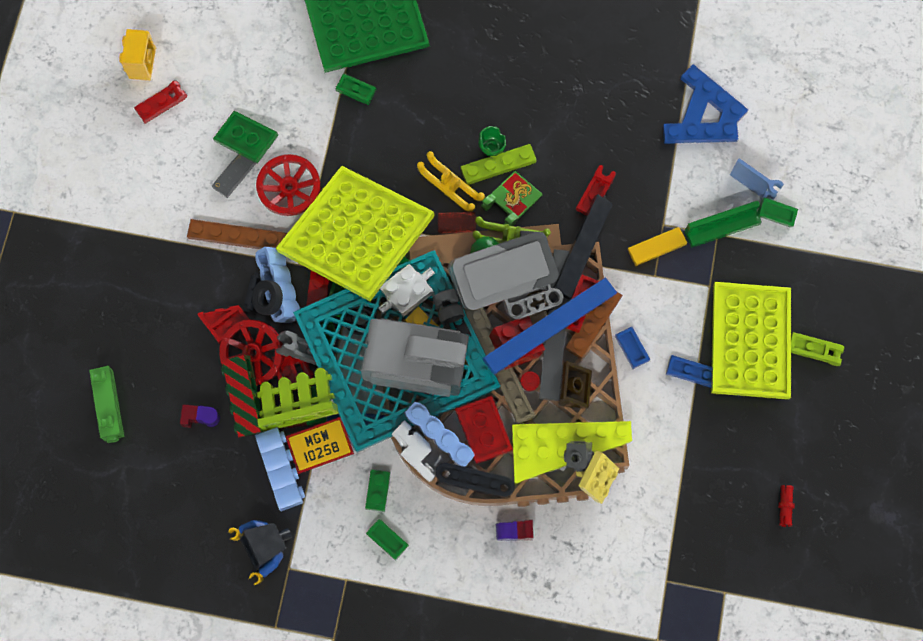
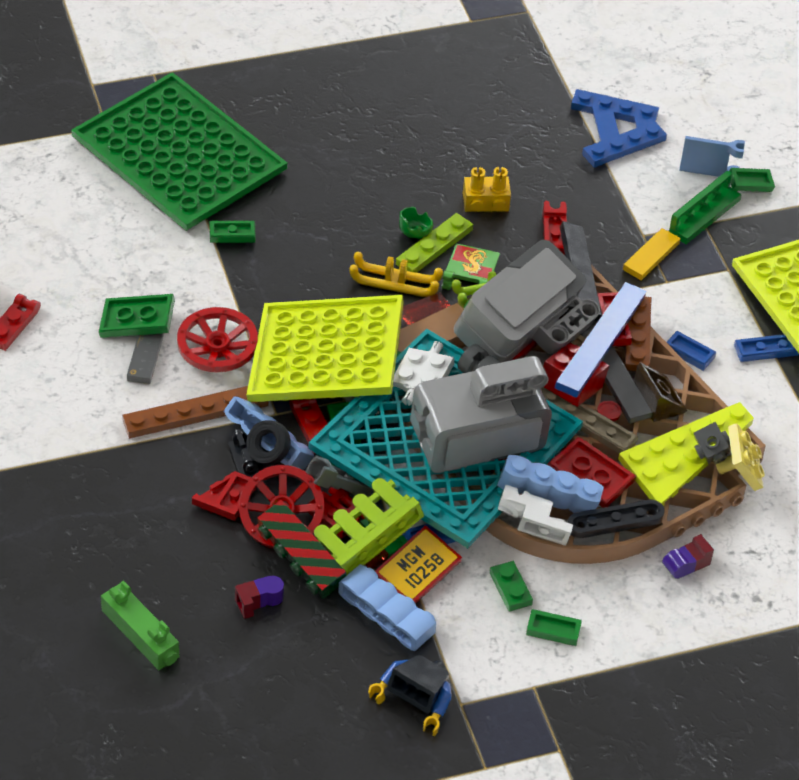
camera: 30 degrees left, 25 degrees down
(562, 137) = (487, 193): none -> yellow brick

